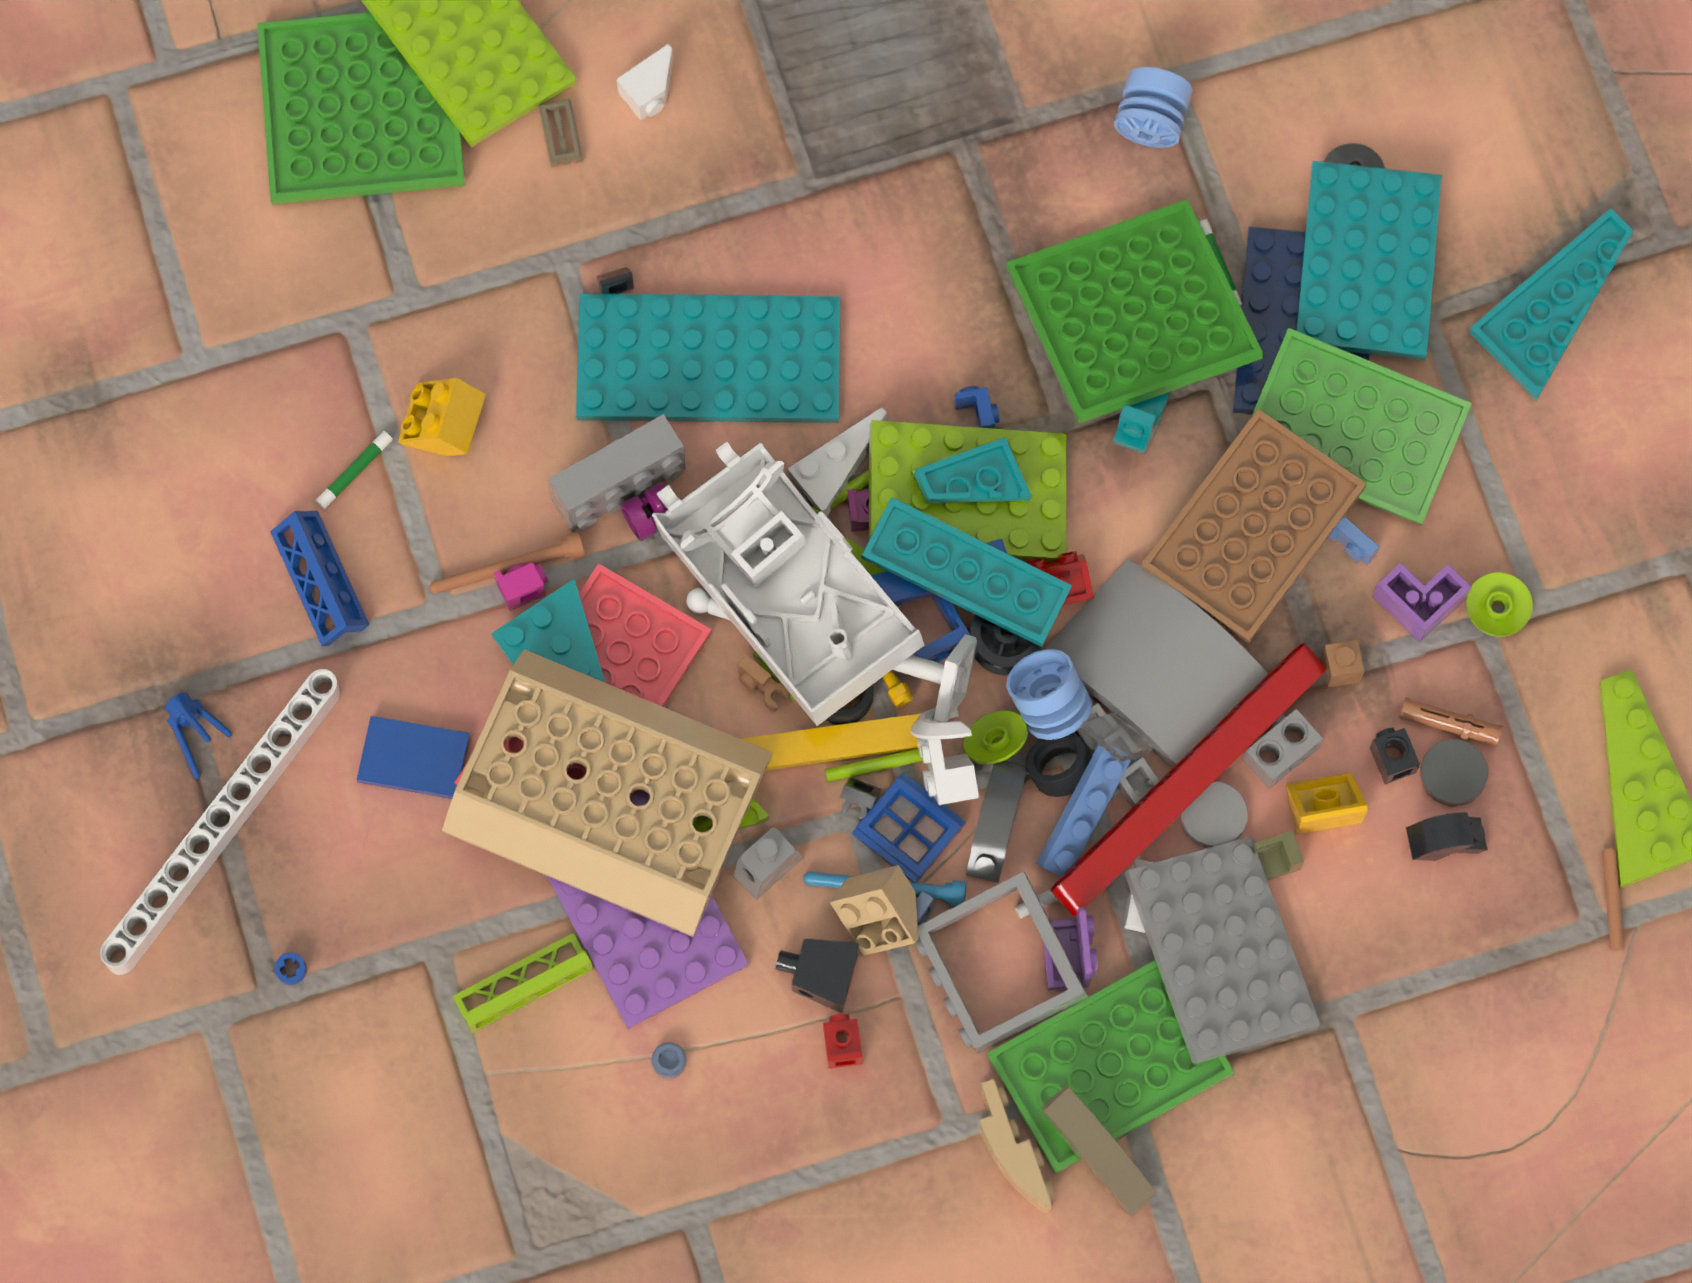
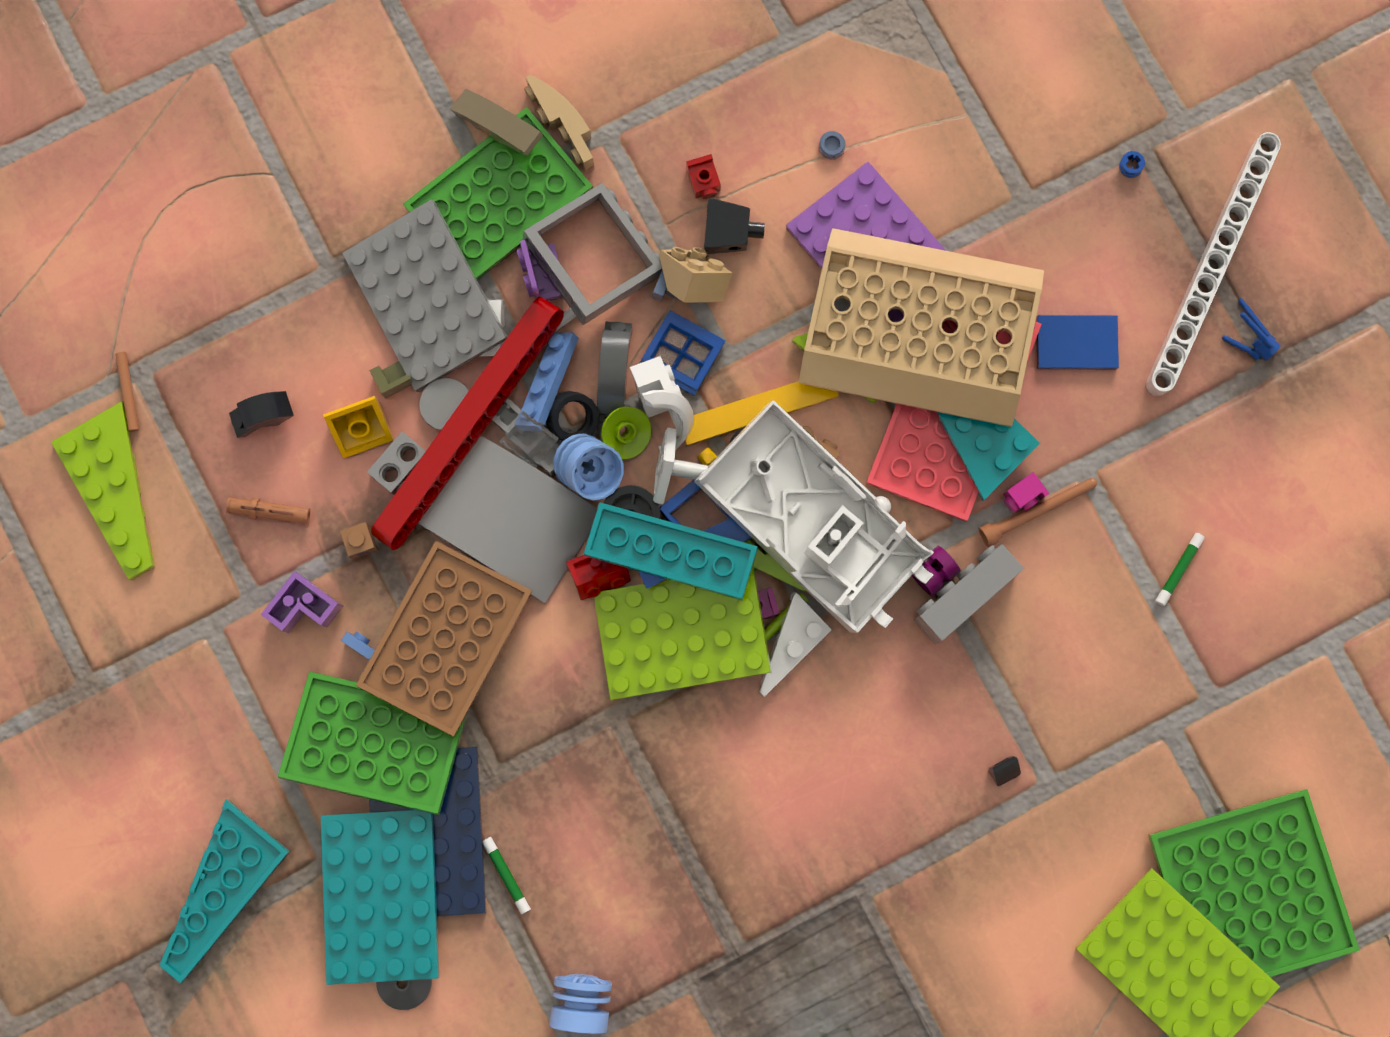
camera: 170 degrees right, 10 degrees up
(324, 571) = (1184, 475): blue fence -> none
(442, 417) = (1120, 622): yellow slope -> none
(526, 990) = (952, 172): lime fence -> none
(565, 157) = (1069, 903): dark tan tile -> none
(647, 83) = (1014, 954): white slope -> none
(708, 358) = (914, 716): teal plate -> none
(767, 862) = (785, 303): light grey torso -> none
(859, 793) = (724, 369): tile -> none
(872, 765) = (723, 396): lime bar -> none
(952, 893) = (640, 305): dark azure piece -> none
(972, 396) = (677, 705): blue bracket -> none
(974, 476) = (677, 638): teal wing -> none
(1133, 311) = (569, 813): bright green plate -> none
(1139, 423) = (550, 714): teal arch -> none
(1391, 768) = (301, 466): black brick -> none
(1453, 772) = (262, 471): dark grey tile -> none
(1502, 590) = (226, 610): lime dish -> none

